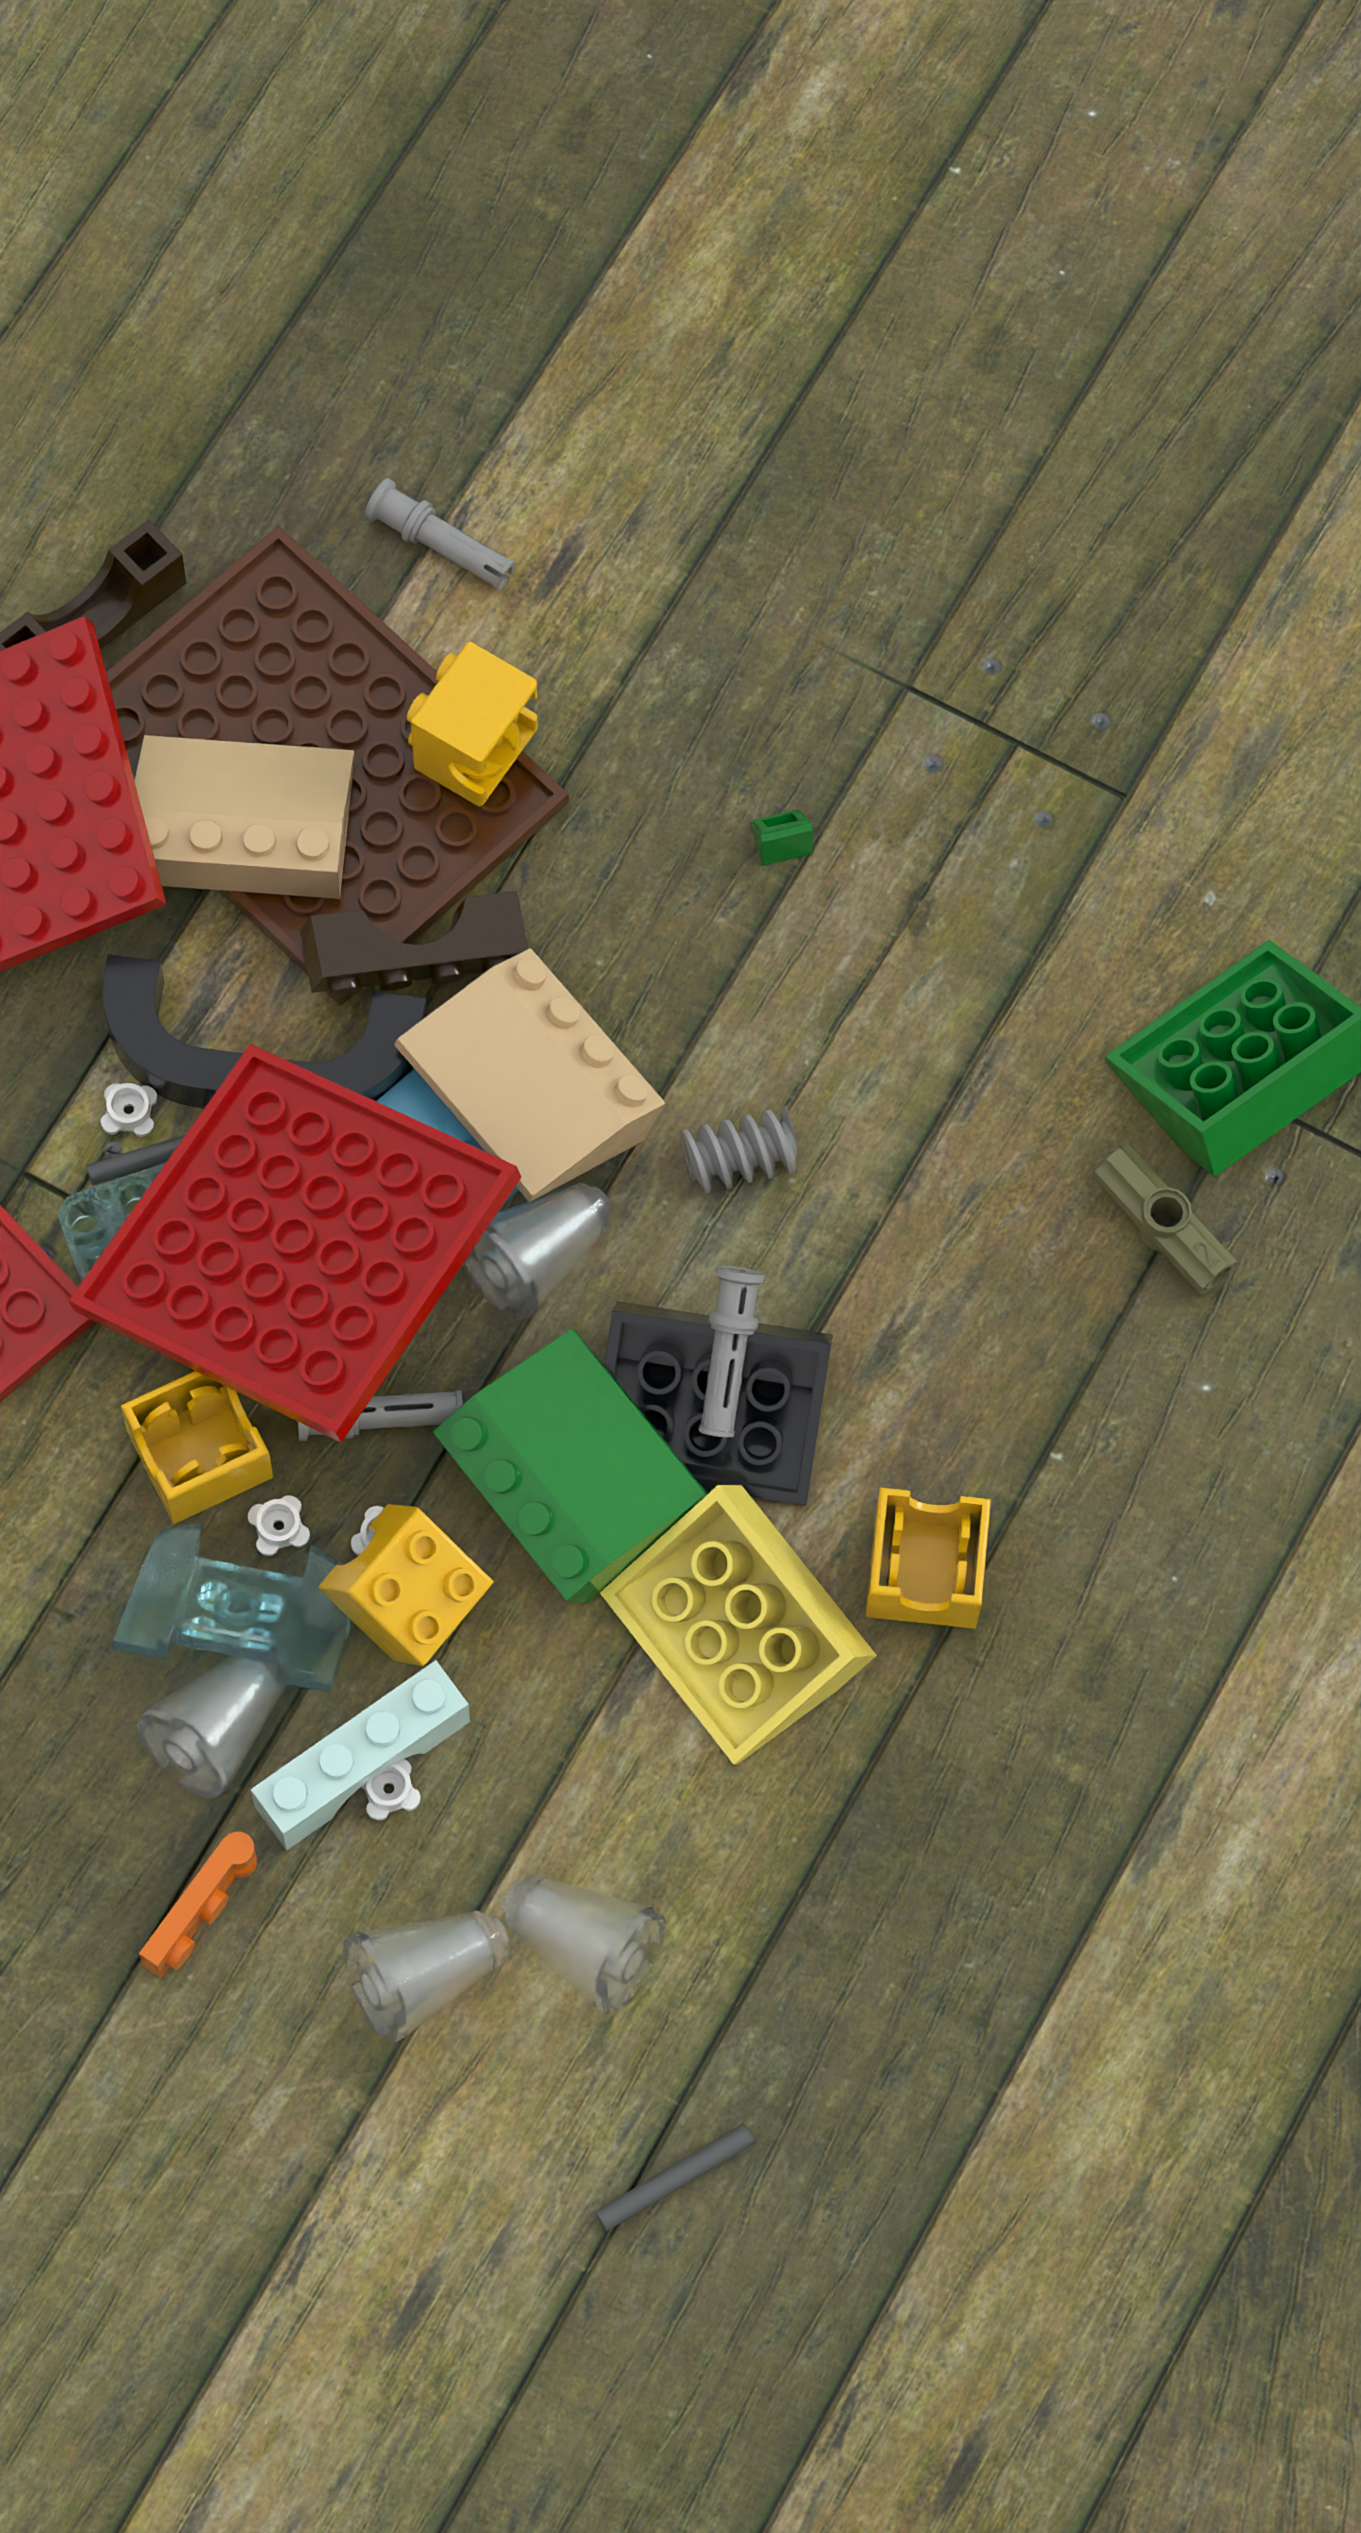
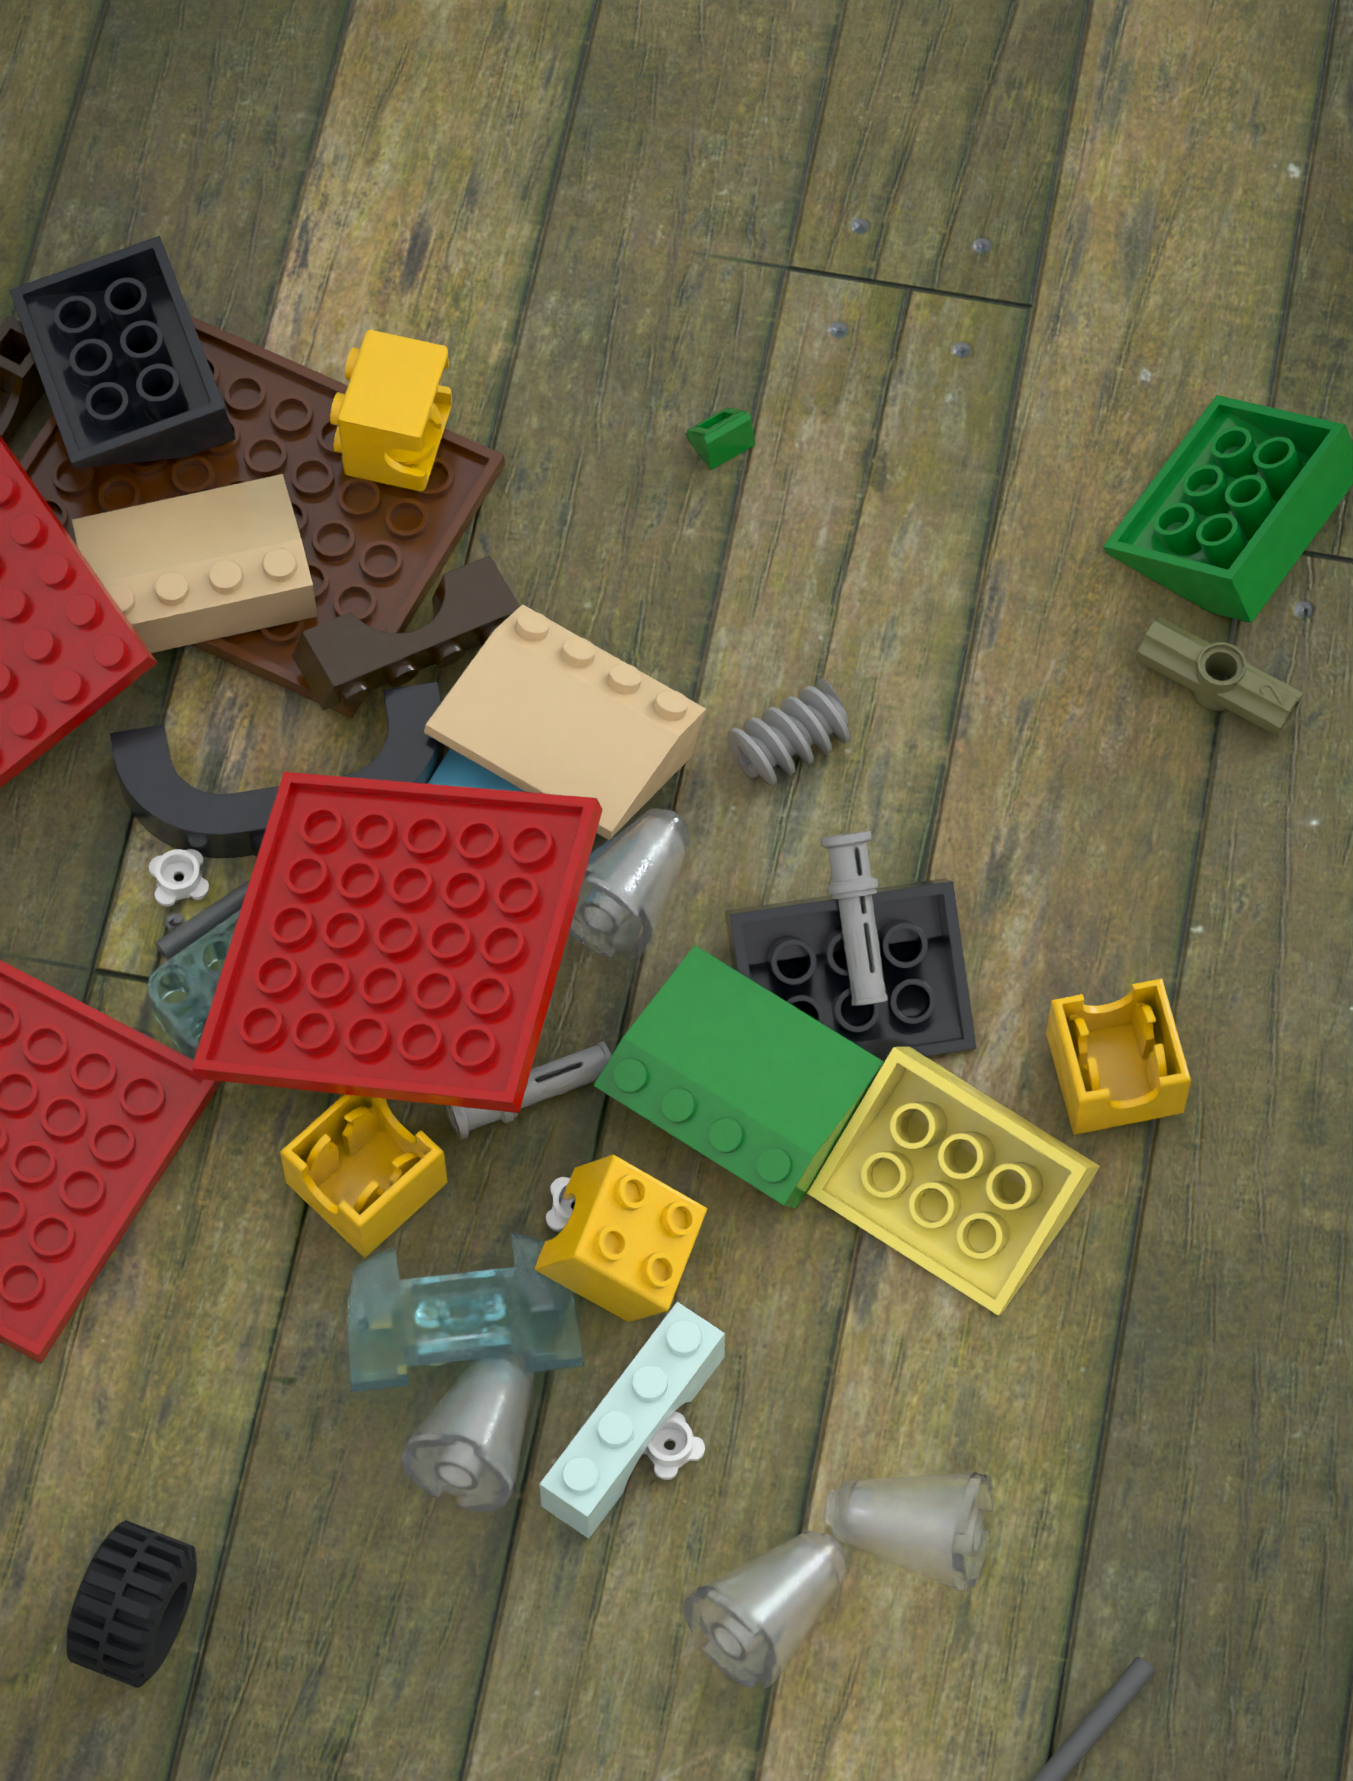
camera: 15 degrees left, 5 degrees down
(200, 1902) = (525, 1612): orange plate -> none
(239, 596) = (122, 360): none -> black slope
(283, 1510) = (469, 1210): white plate -> none
(420, 524) = (268, 251): light grey pin -> none

